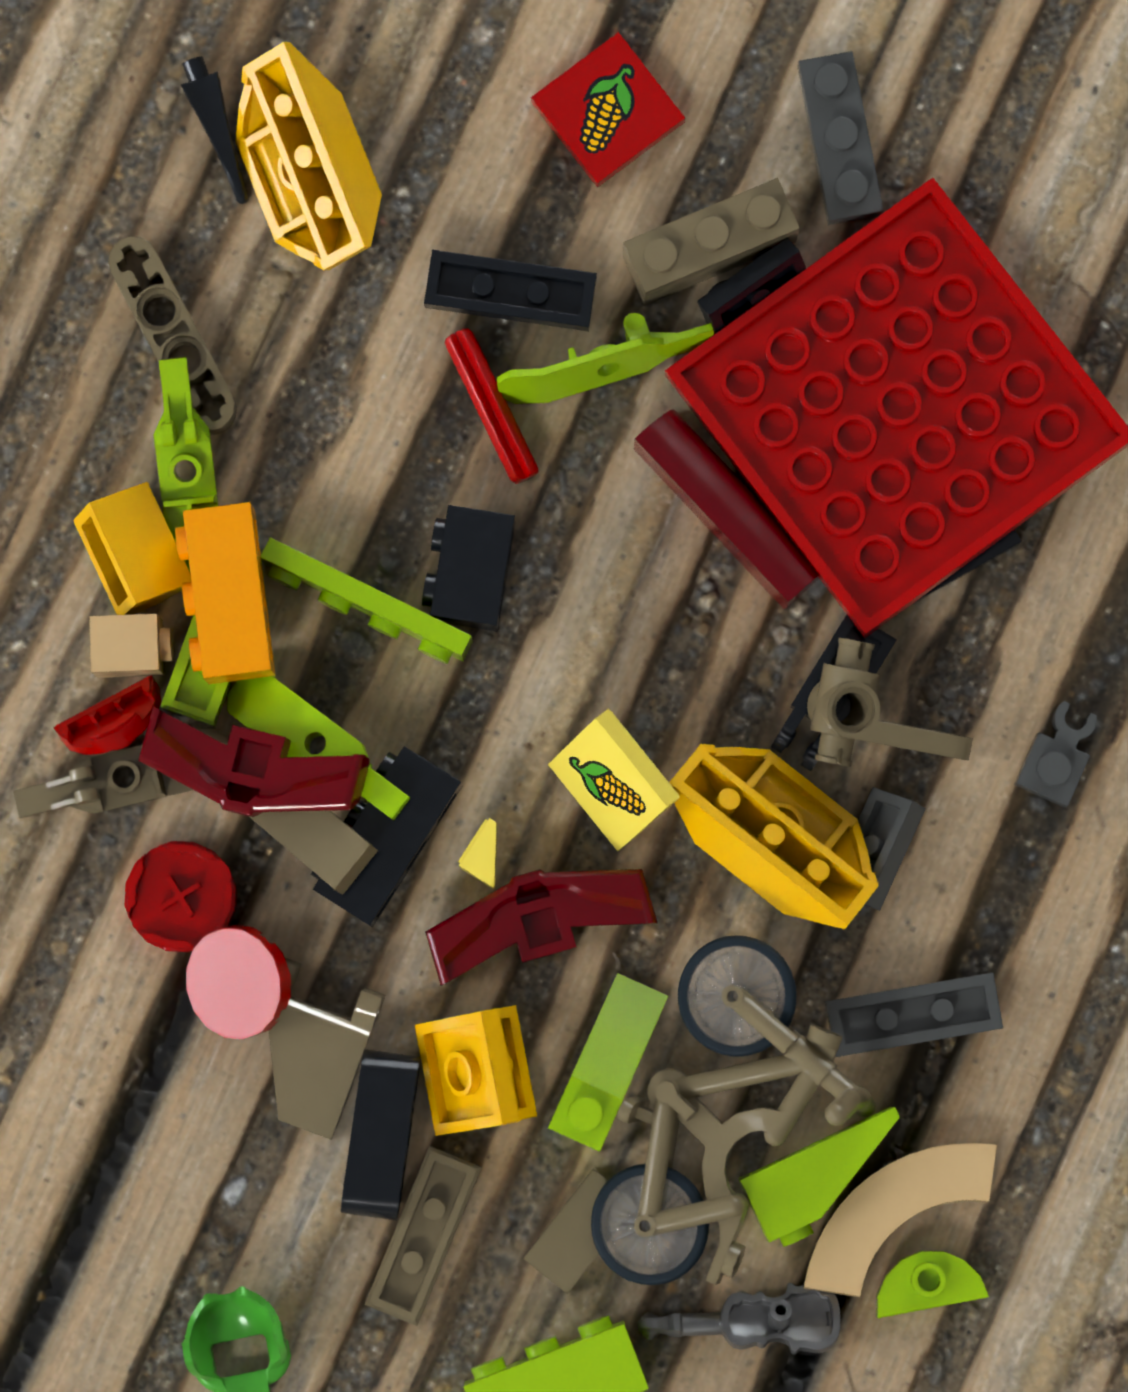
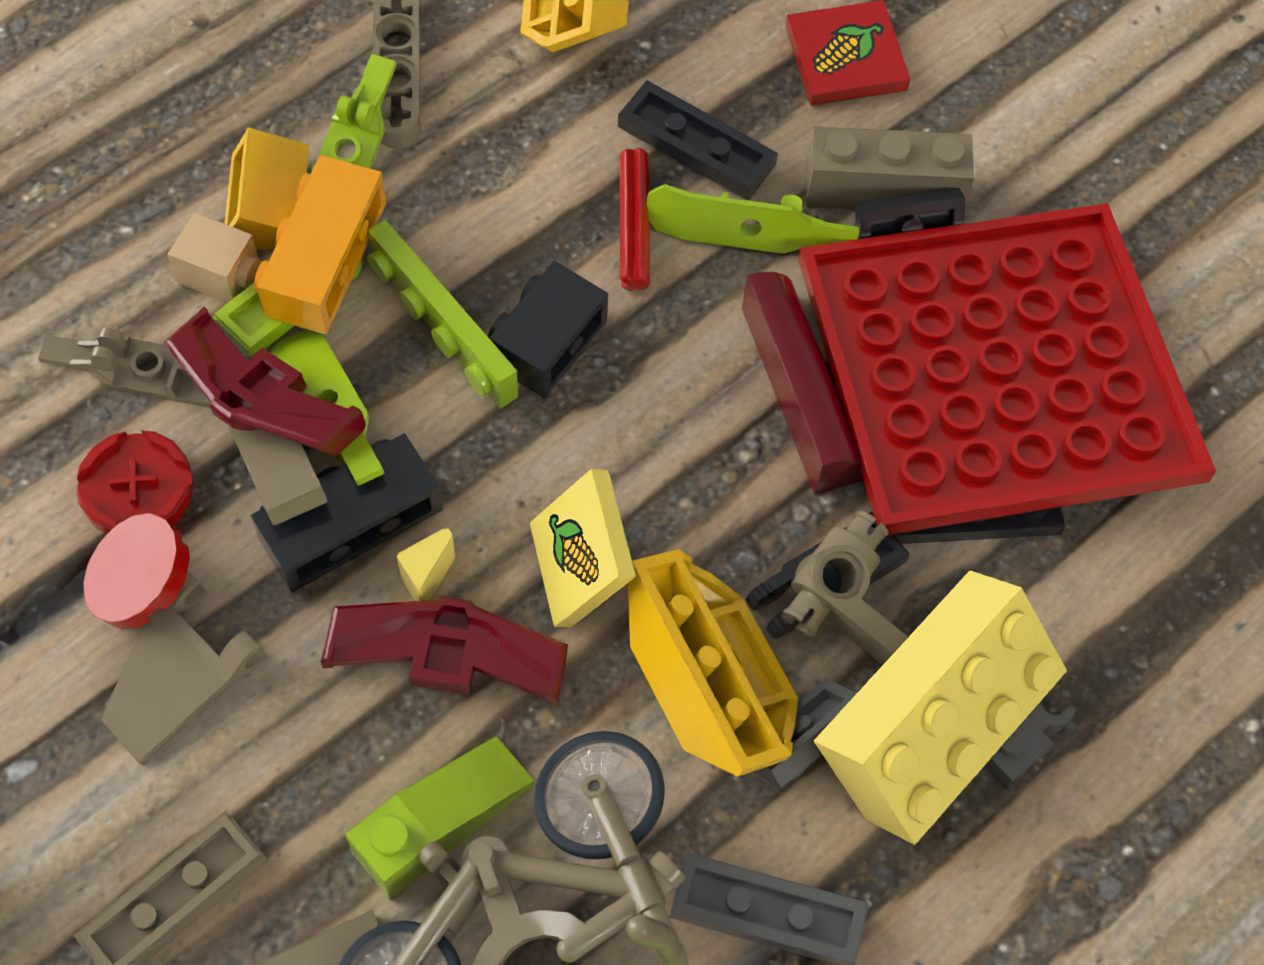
camera: 20 degrees right, 20 degrees down
(113, 721) = (163, 313): red plate -> none
(380, 1134) = (184, 776): black beam -> none
(476, 1070) = (313, 756): yellow bracket -> none
(840, 138) = (1037, 149): dark grey plate -> none
(986, 779) = (942, 705): none -> light yellow brick

